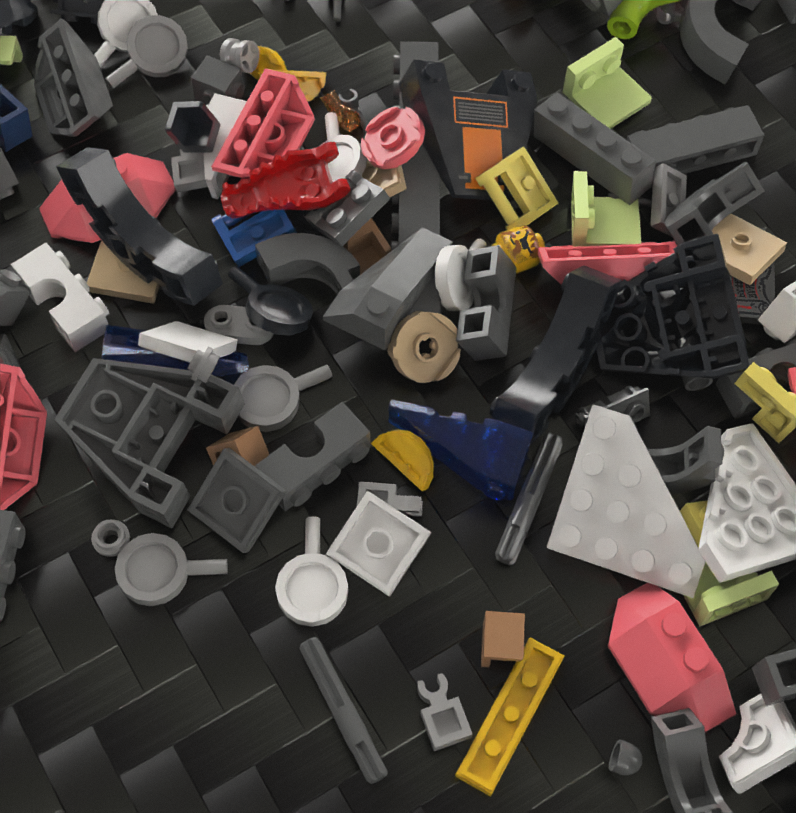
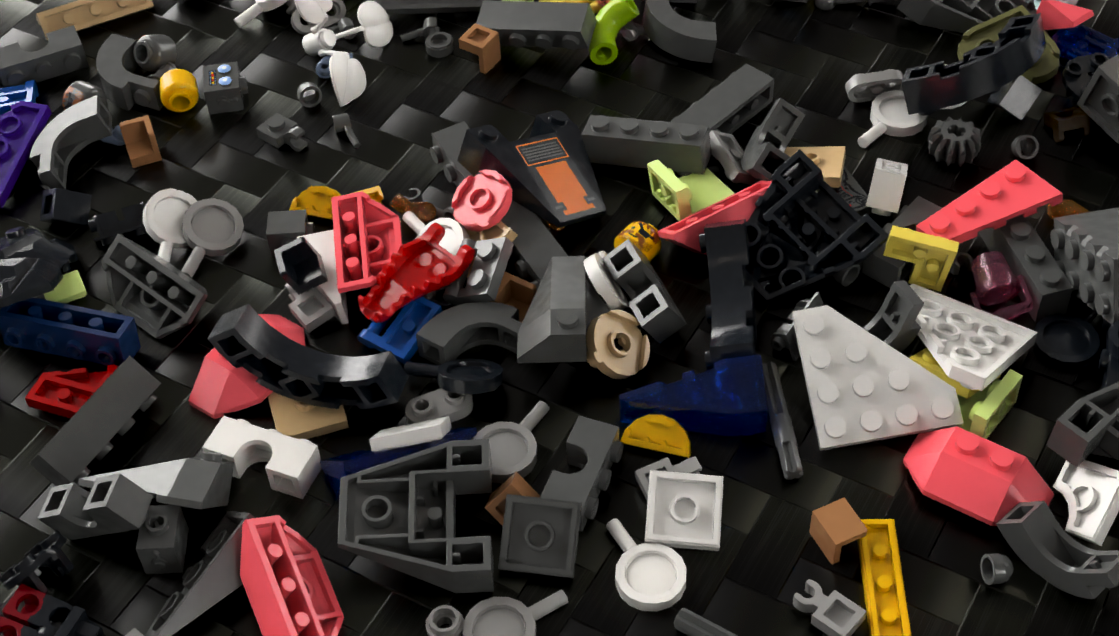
camera: 25 degrees left, 15 degrees down
(203, 364) = (449, 431): light grey plate -> none
(240, 54) = (297, 198): light grey wheel -> none
(524, 184) = (609, 193): light yellow plate -> none
(604, 87) = (617, 99): yellowish green bracket -> none

